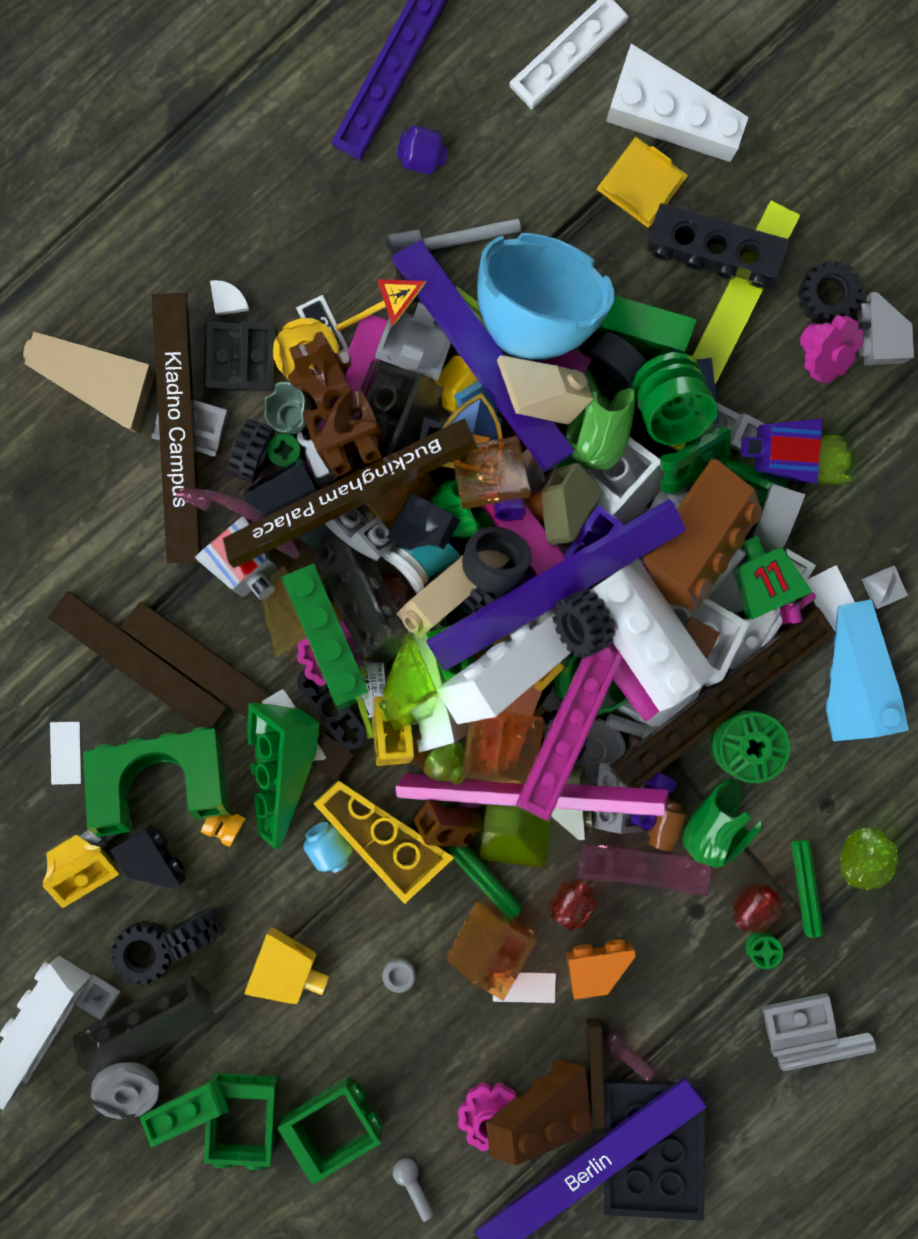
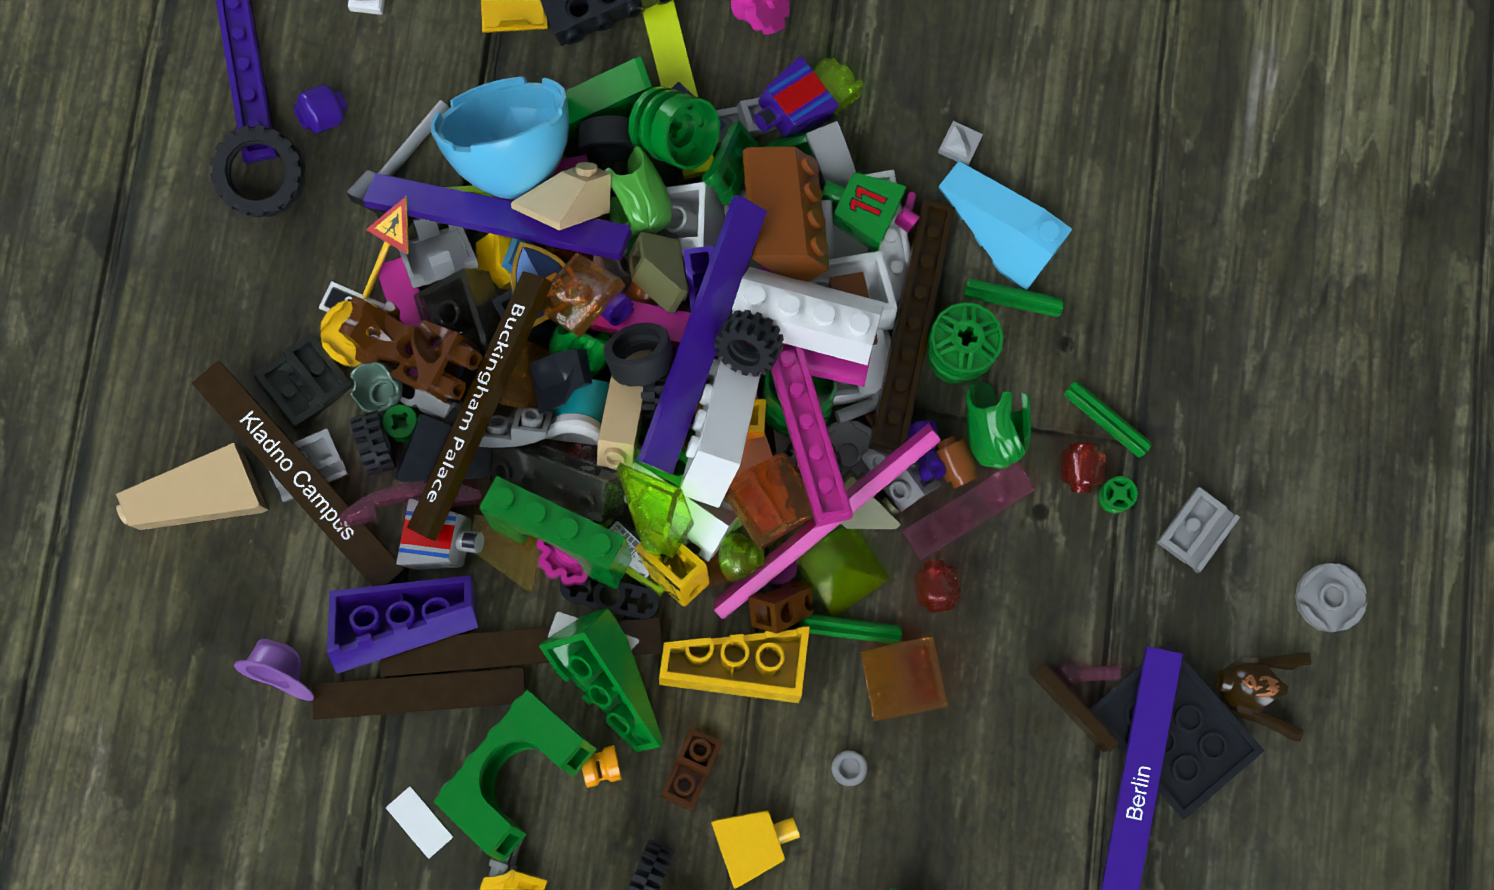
camera: 45 degrees left, 10 degrees down
(52, 555) = (275, 665): none -> medium lavender piece
(148, 859) = (559, 849): black slope -> none
(163, 597) = (397, 617): none -> dark purple wedge
(227, 298) = (256, 344): white tile -> none
(285, 881) = (691, 769): none -> reddish brown slope
(301, 150) = (228, 151): none -> black tyre
(327, 848) = (702, 710): medium azure head -> none
(480, 1105) = (1023, 818): dark pink plant -> none
(531, 988) = (962, 689): white sticker -> none
(542, 1118) = (1062, 773): reddish brown wedge -> none
(598, 969) = (1002, 623): orange slope -> none
(736, 1172) = (1252, 685): none -> dark brown piece
(818, 739) = (1013, 297): none -> green axle
(830, 592) = (924, 182): white sticker -> none
(847, 1048) = (1239, 534): light grey axle -> none
(853, 1153) = (1331, 597): none -> light grey tile
(868, 859) = (1132, 356): clear neon green hair -> none

